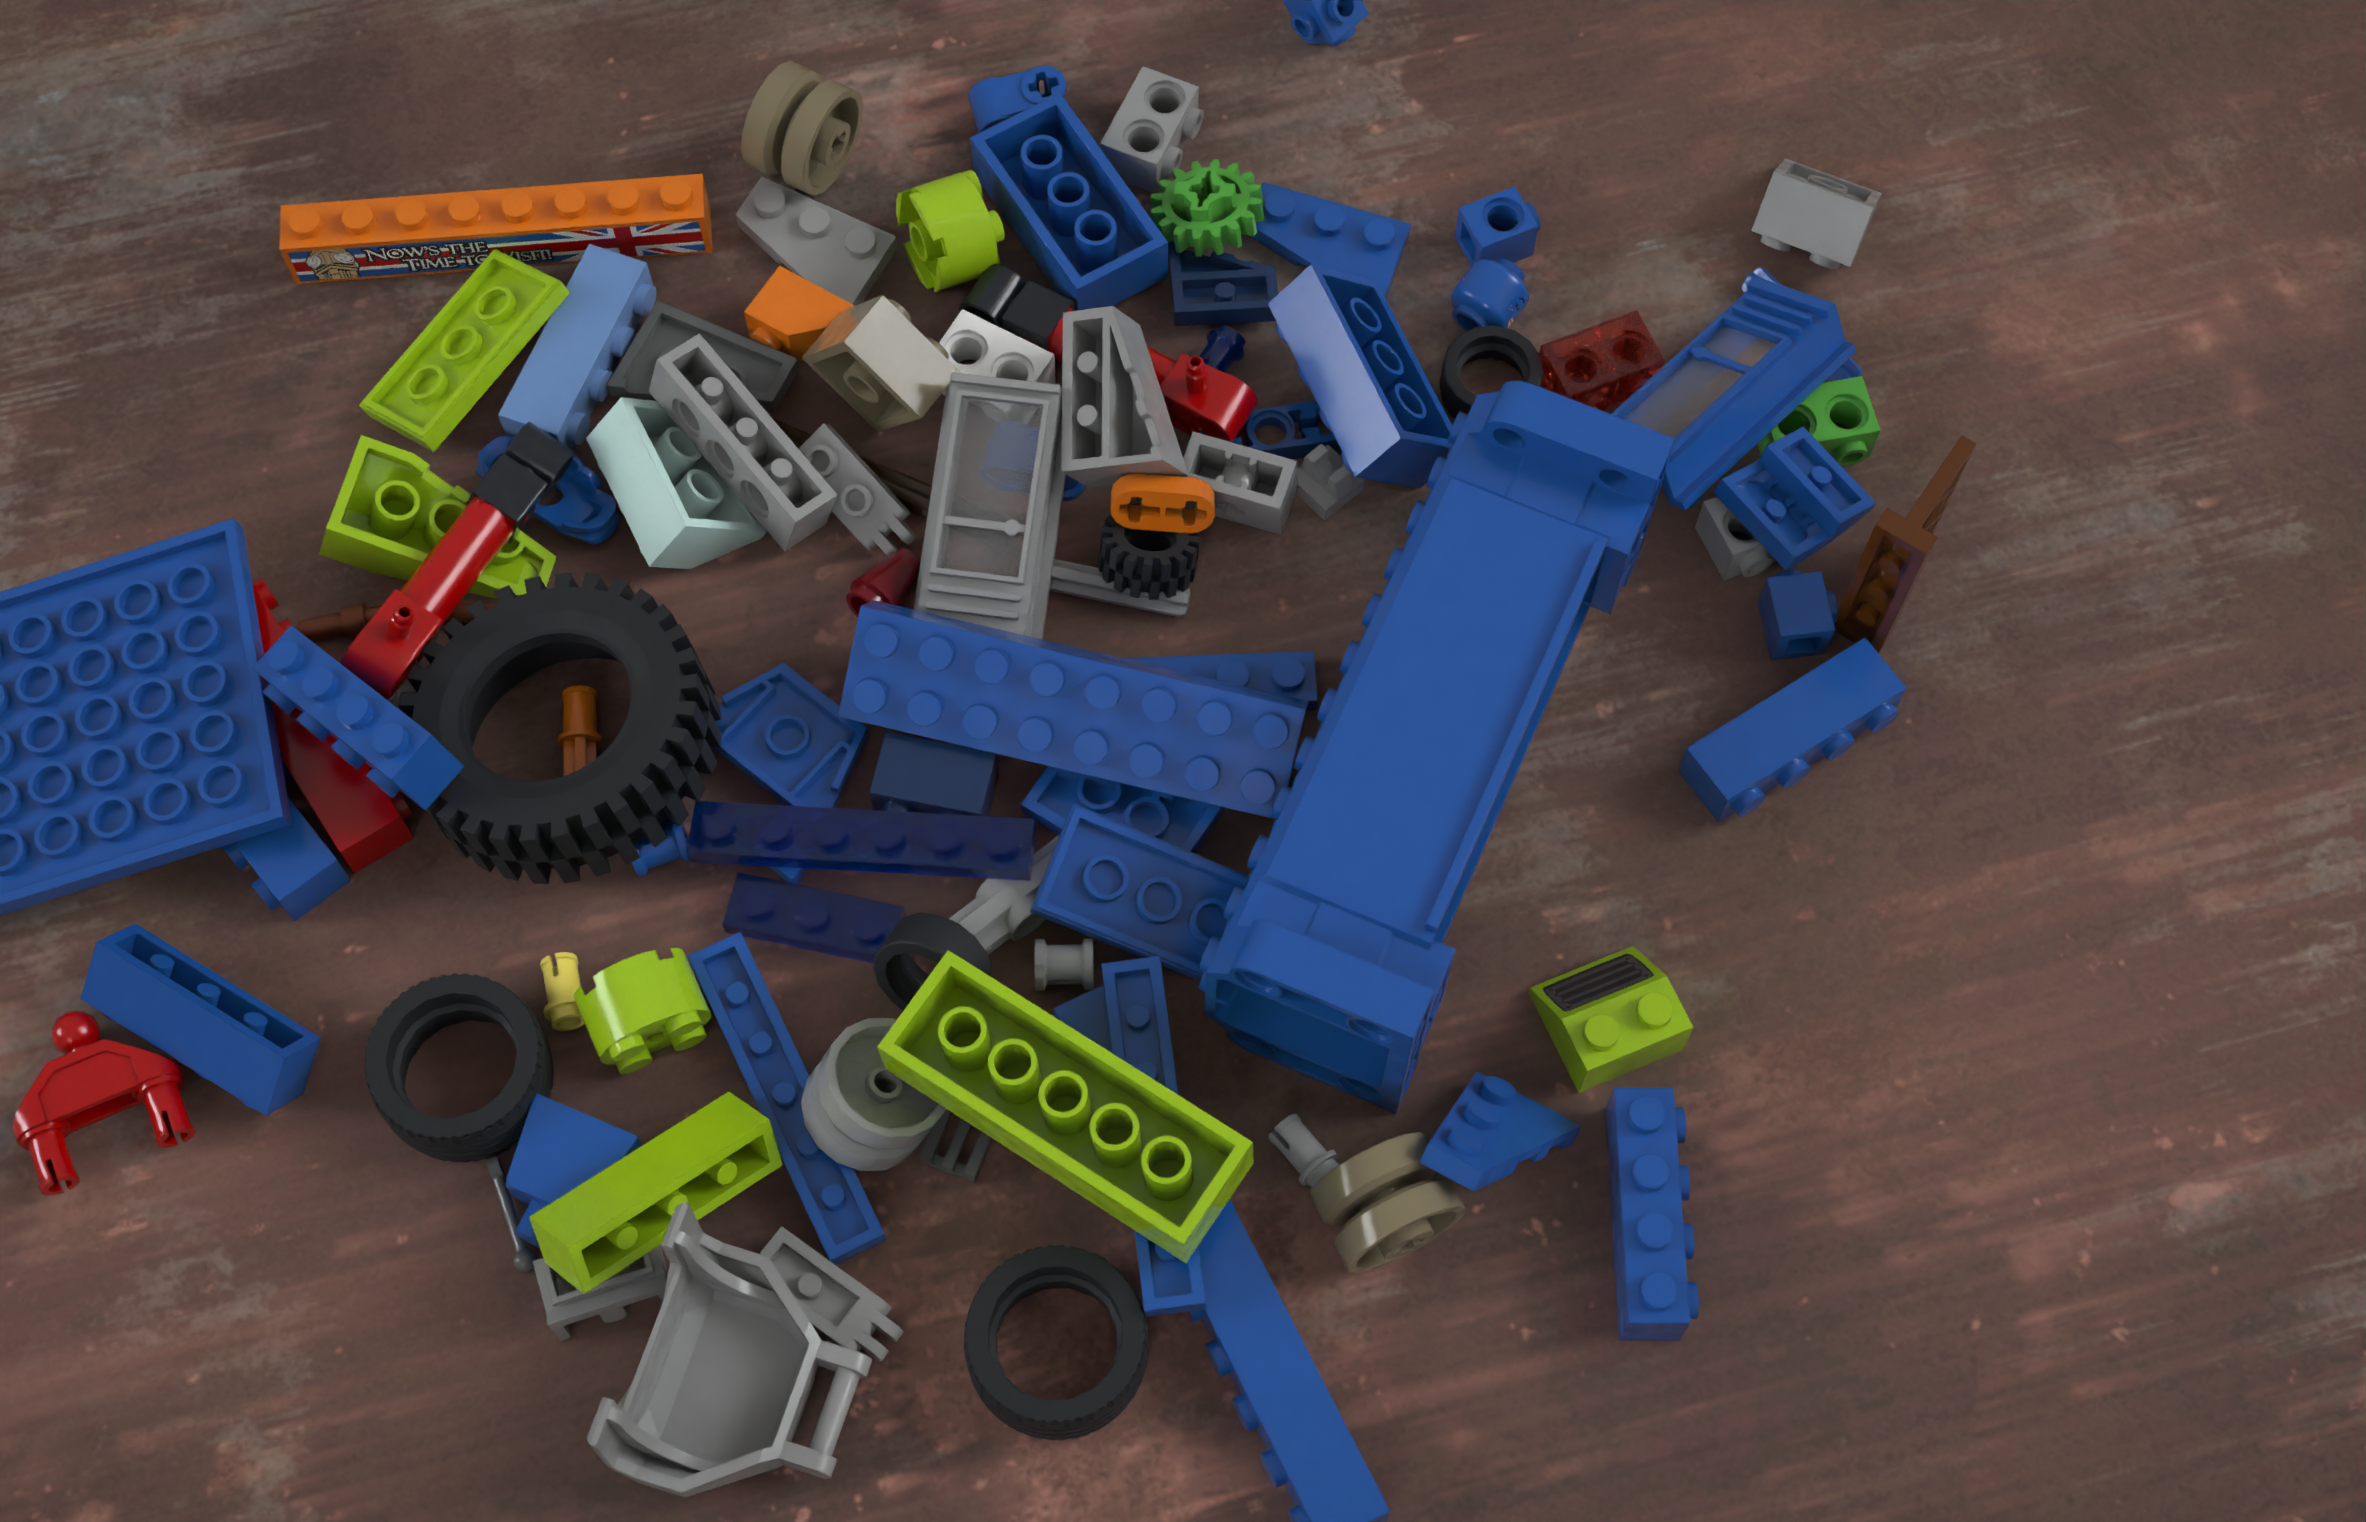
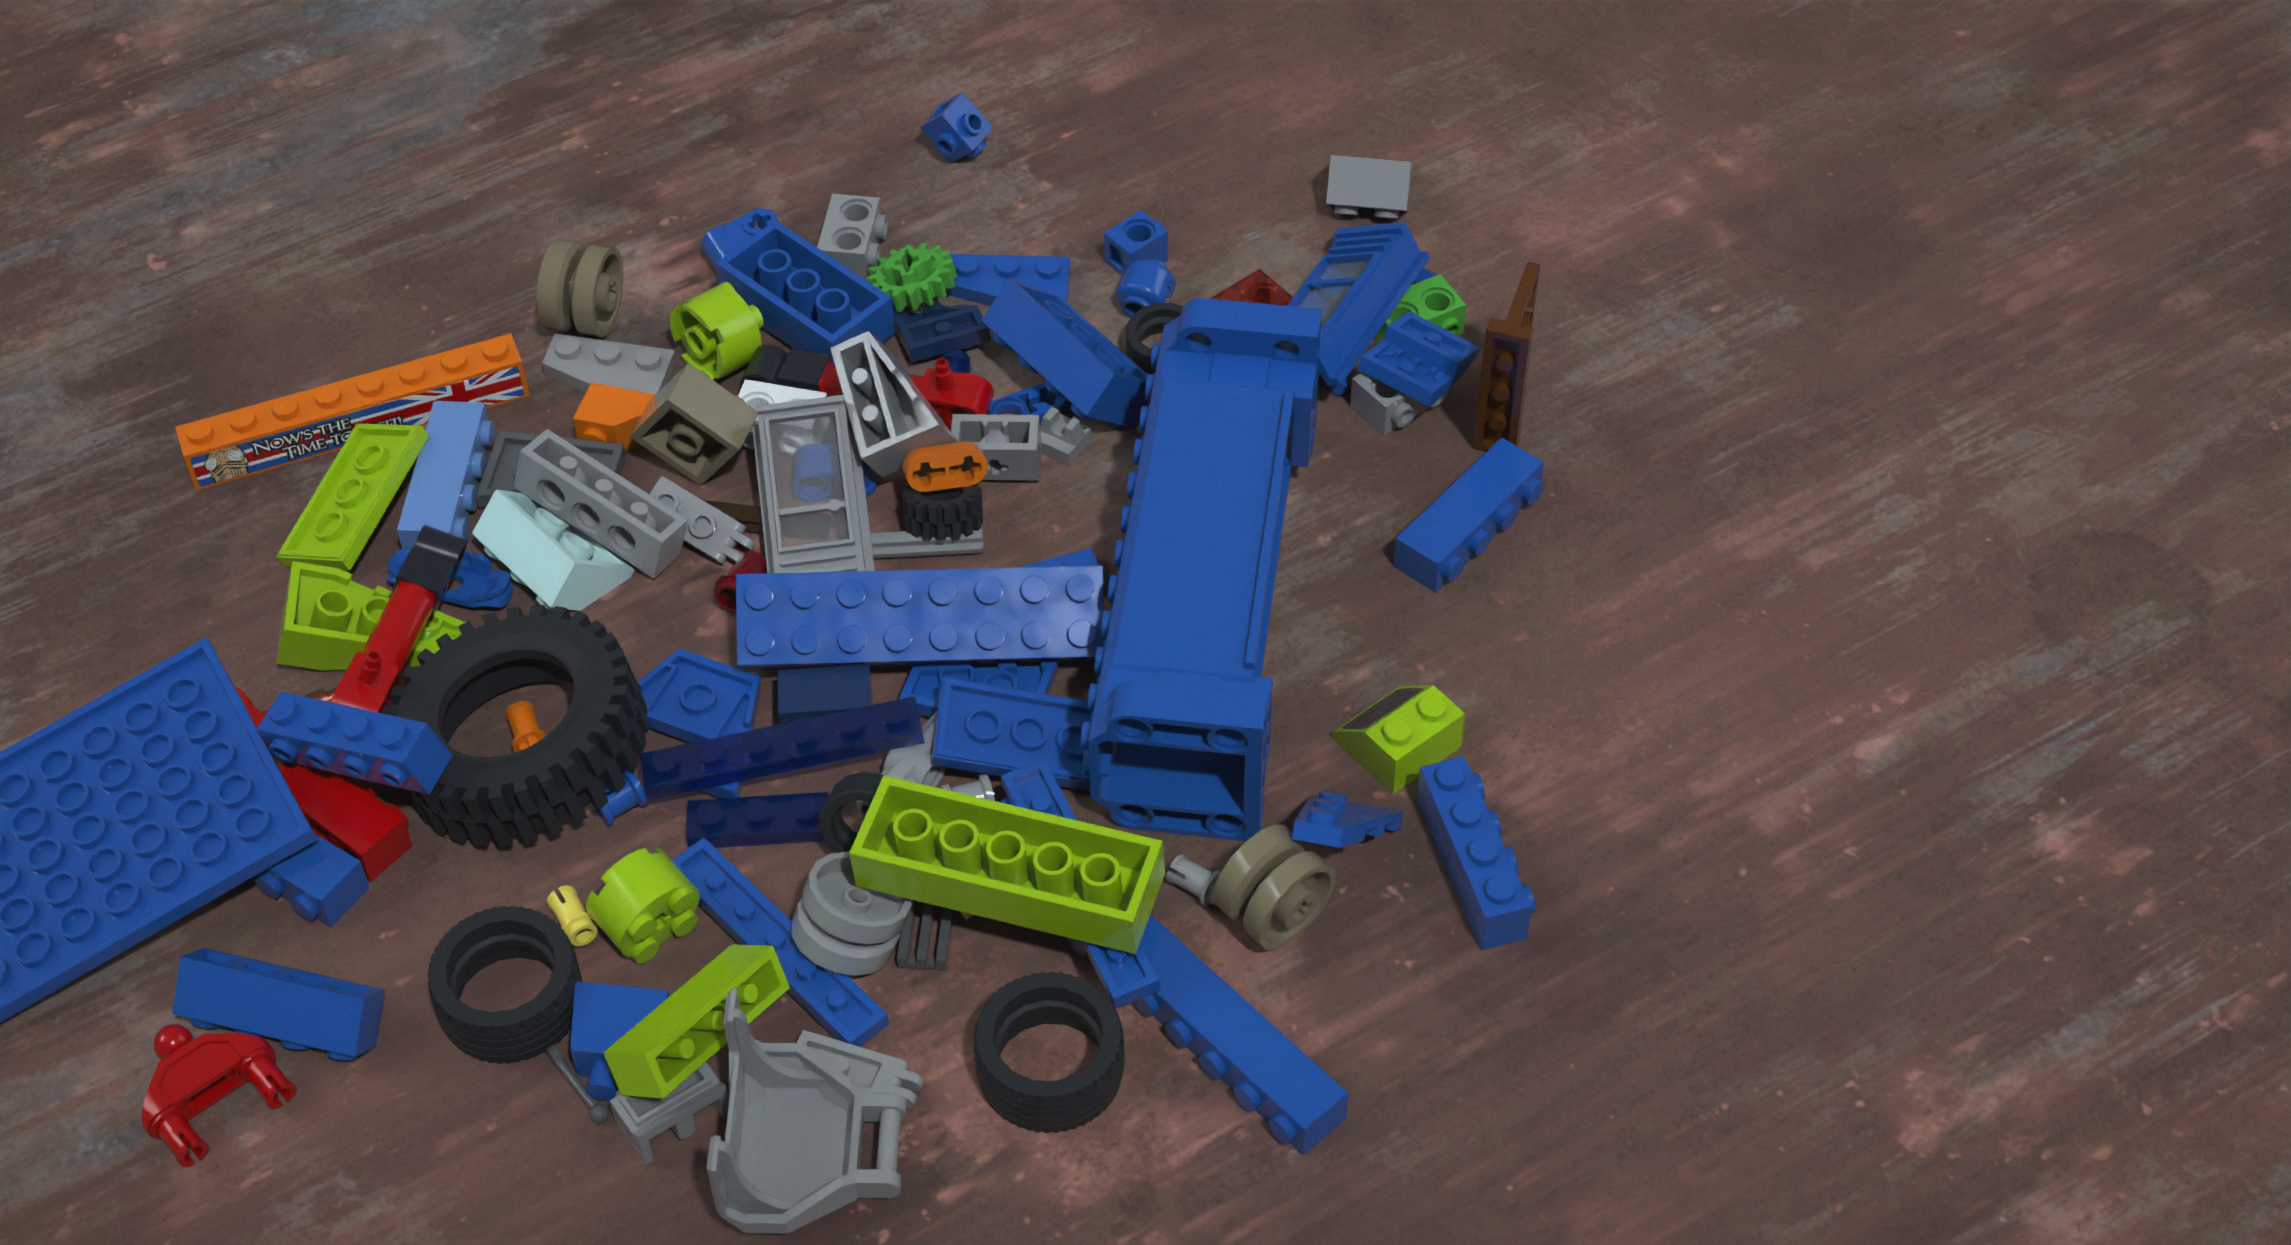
camera: 15 degrees left, 15 degrees down
(1797, 614) = (1446, 440): blue brick -> none

